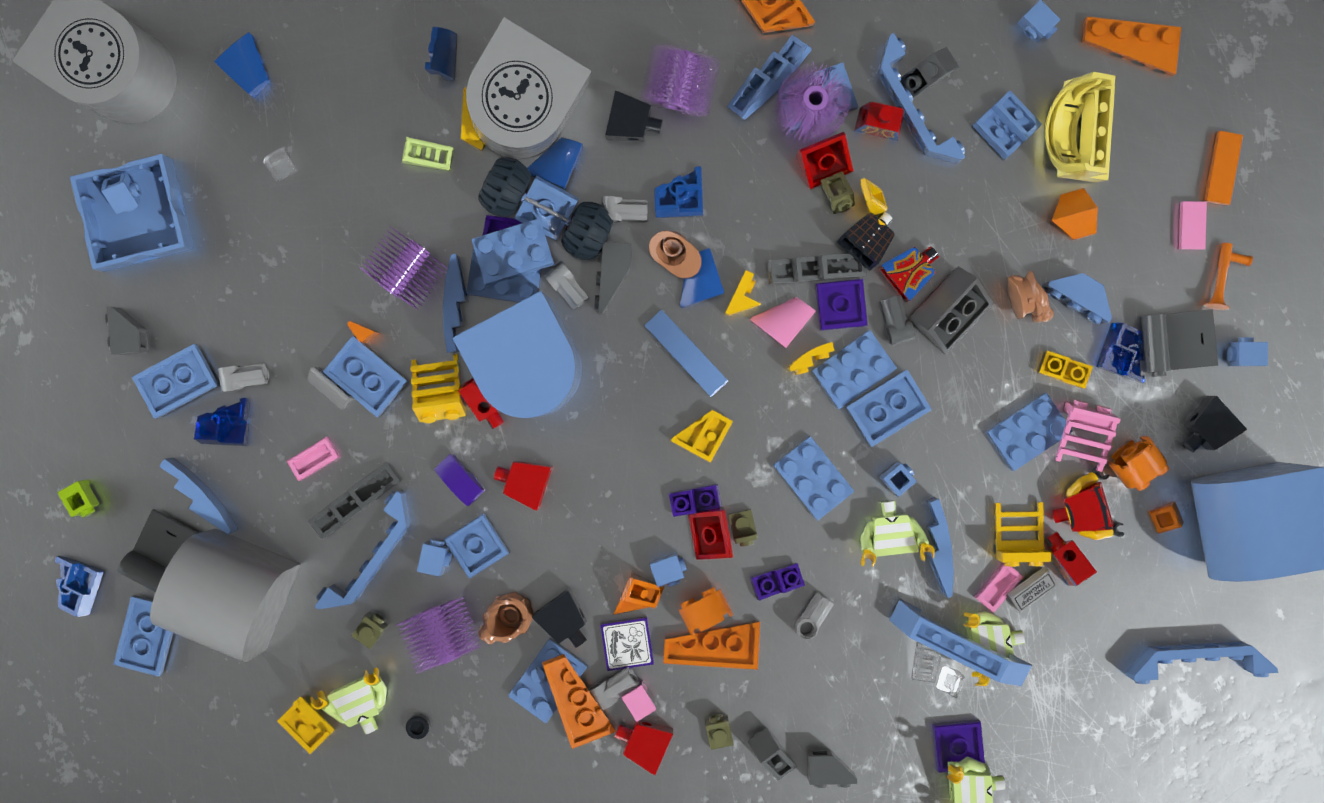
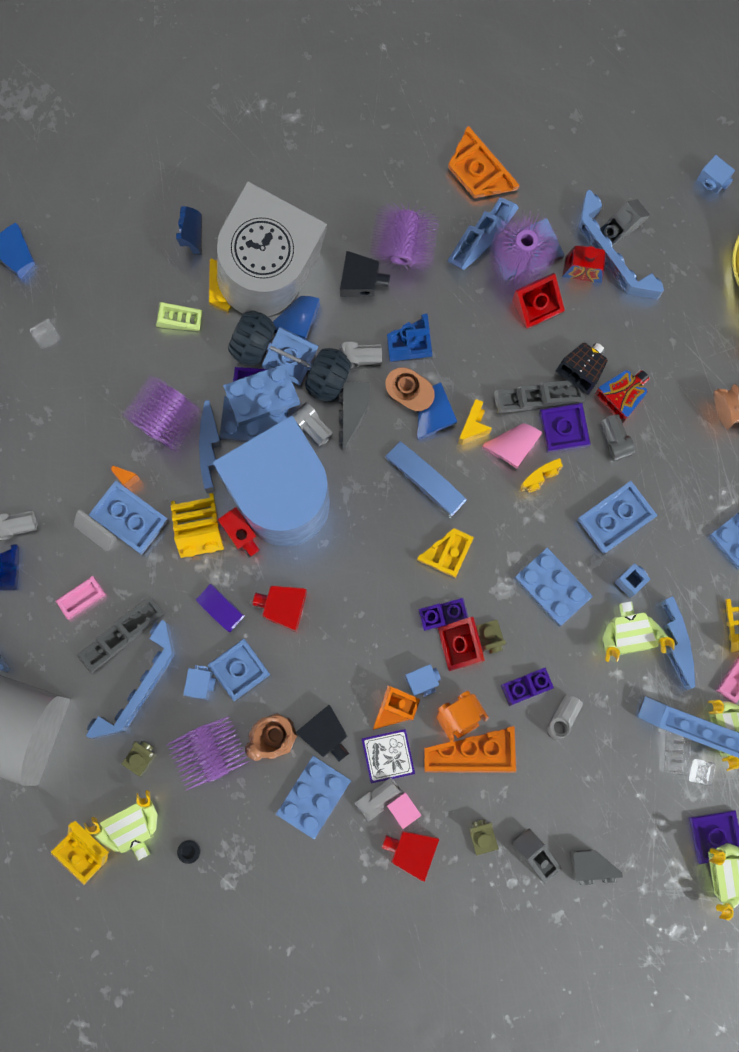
camera: 10 degrees left, 10 degrees down
(578, 709) = (344, 820): orange wing -> none
(838, 192) = (553, 328): olive bracket -> none
(854, 369) = (581, 485): medium blue plate -> none
(873, 197) = (584, 328): yellow slope -> none
(952, 309) = (666, 425): dark grey slope -> none
(1007, 125) = (698, 263): medium blue slope -> none

